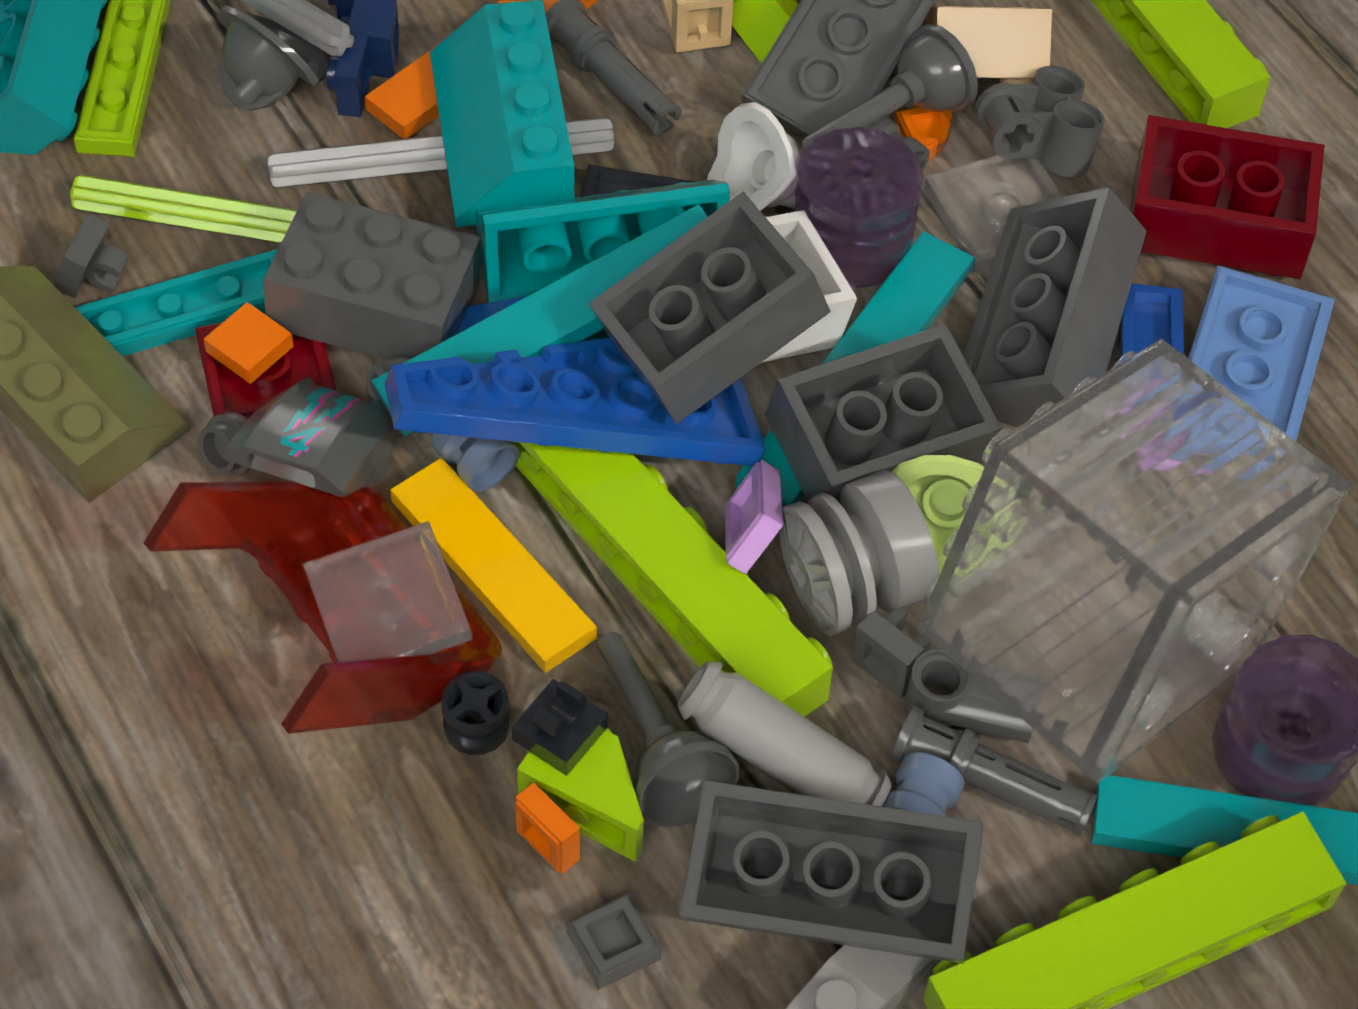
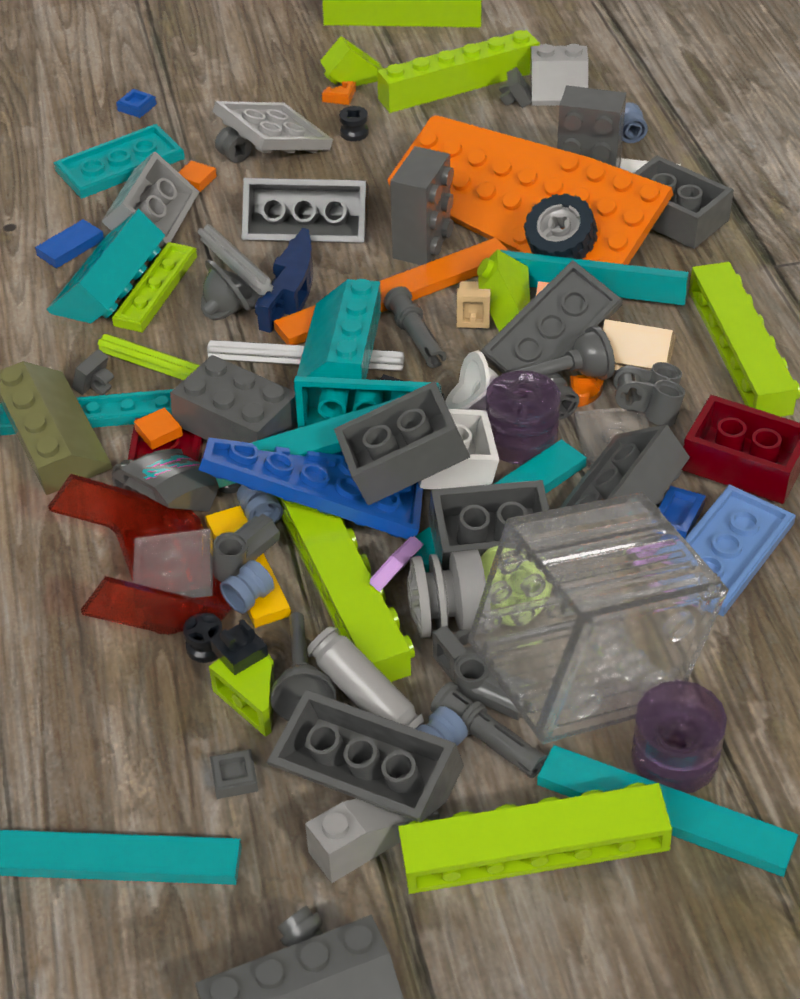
camera: 20 degrees right, 10 degrees down
(488, 538) = (246, 544): none -> dark grey piece
(525, 604) = (247, 586): none -> sand blue wheel
(547, 828) = (217, 704): orange tile -> none

